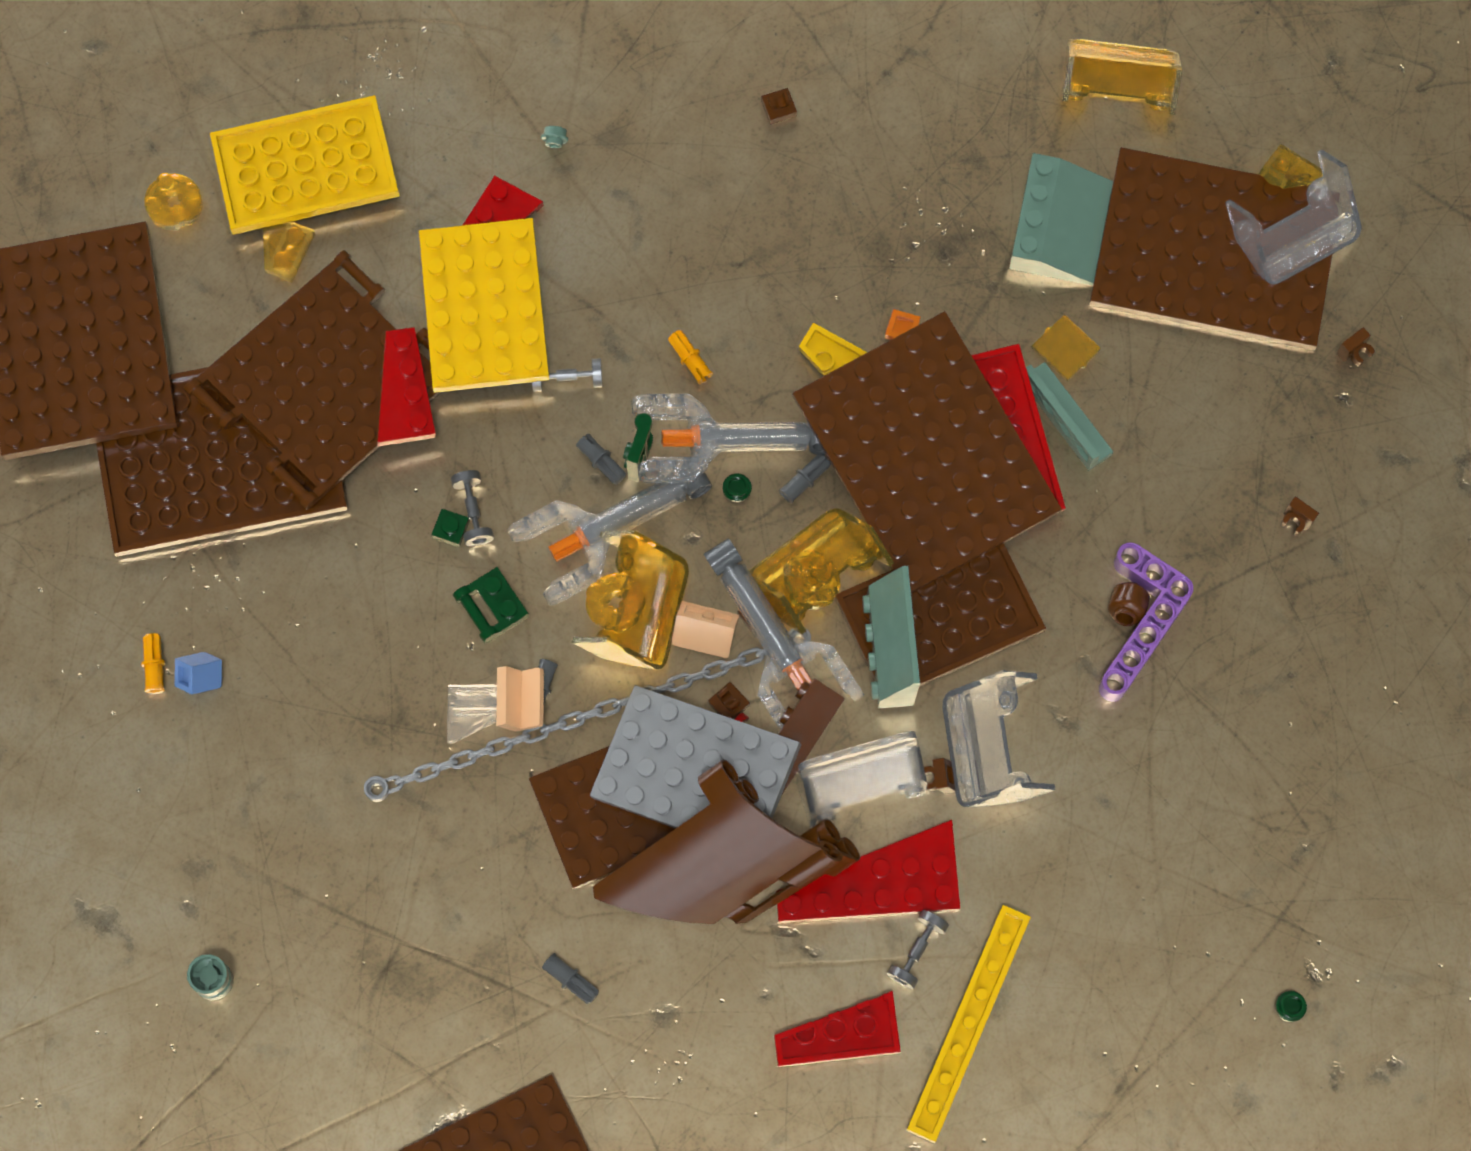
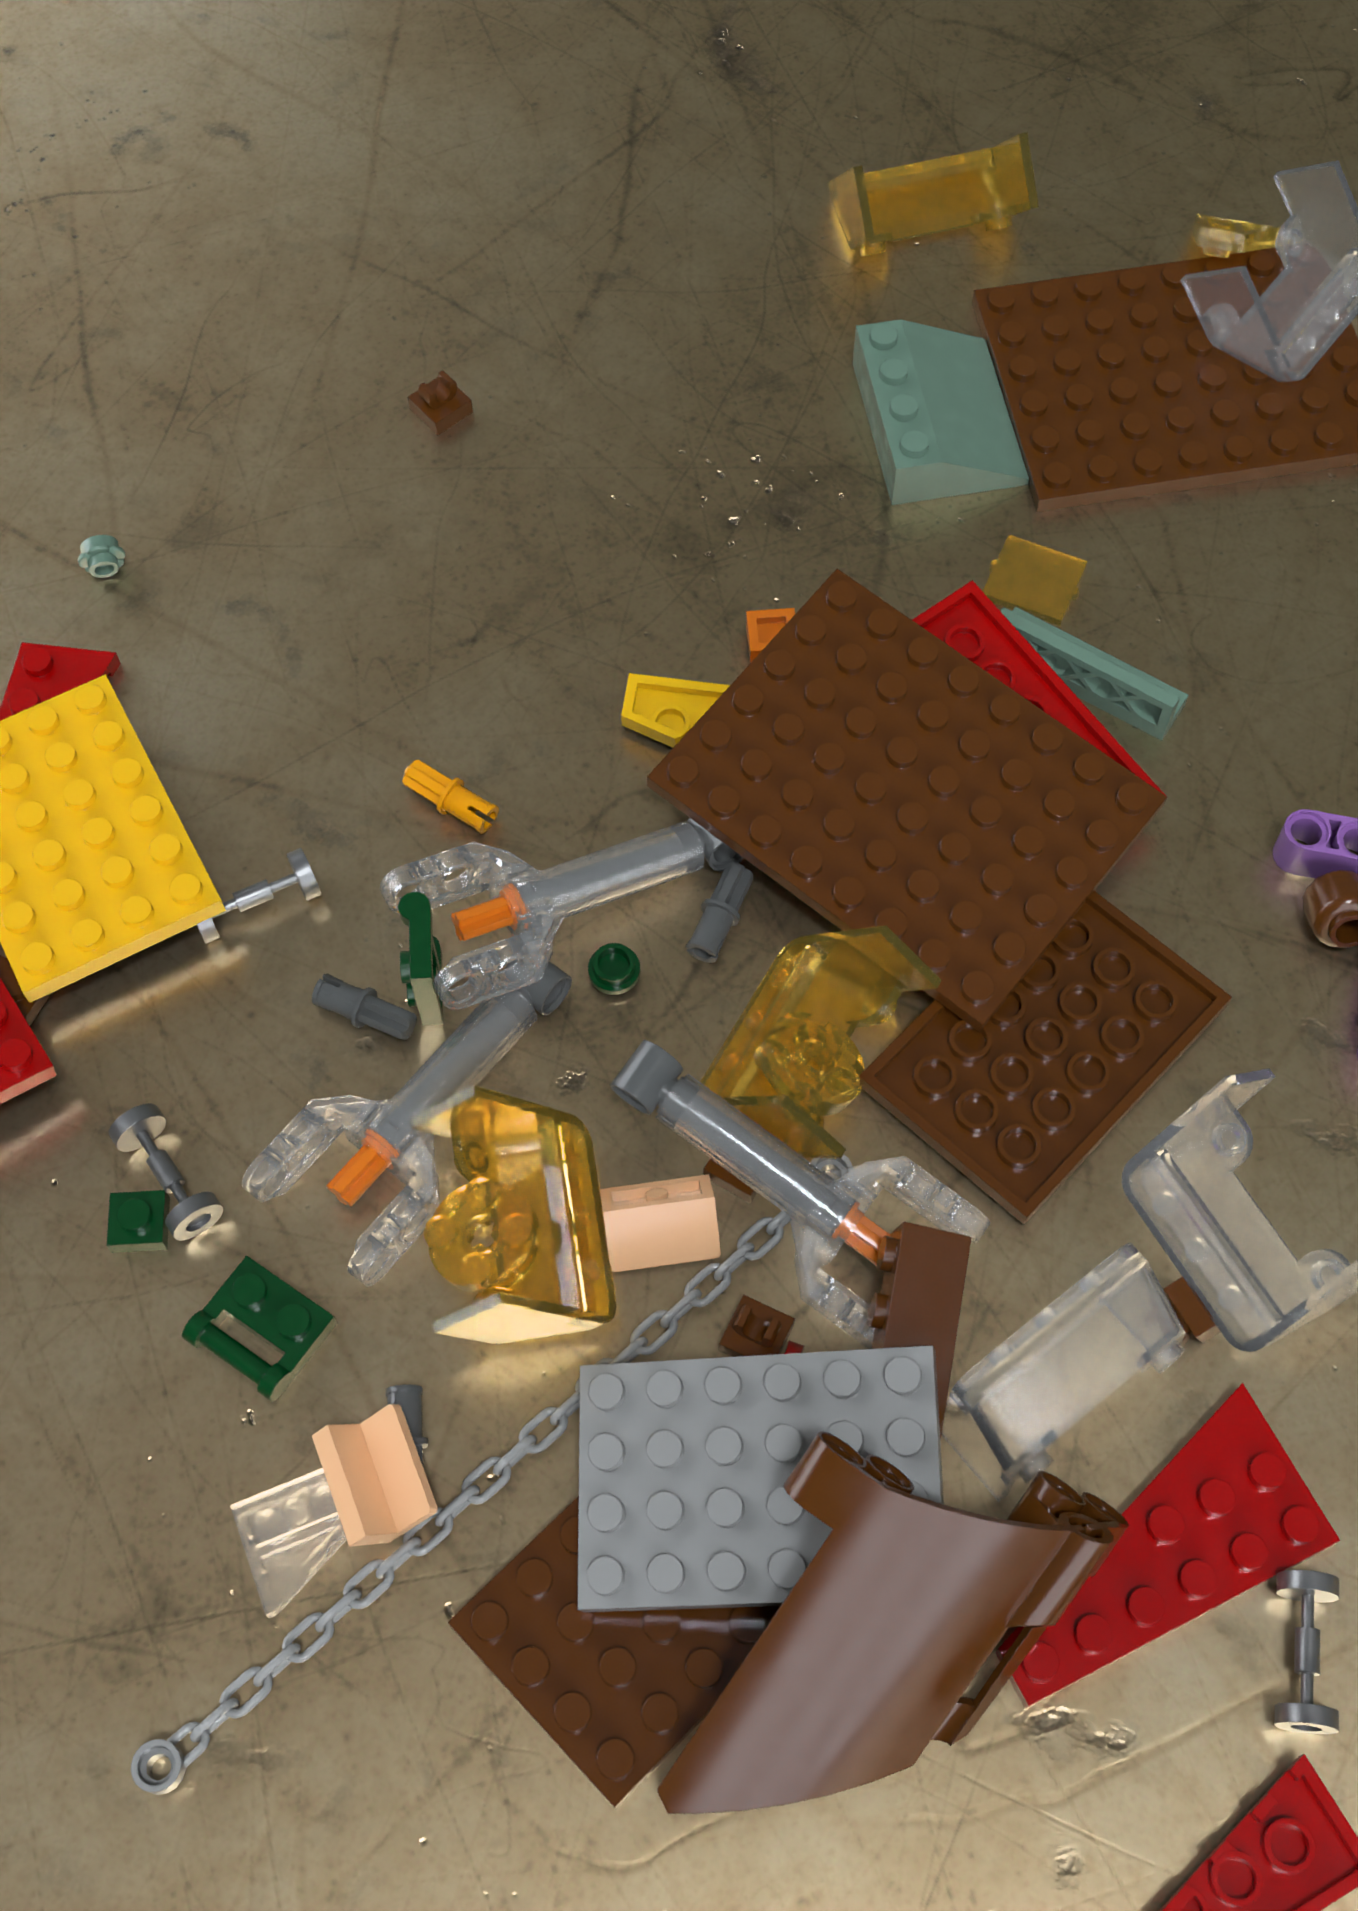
camera: 20 degrees left, 10 degrees down
(892, 640) = (1008, 1102): sand green slope -> none

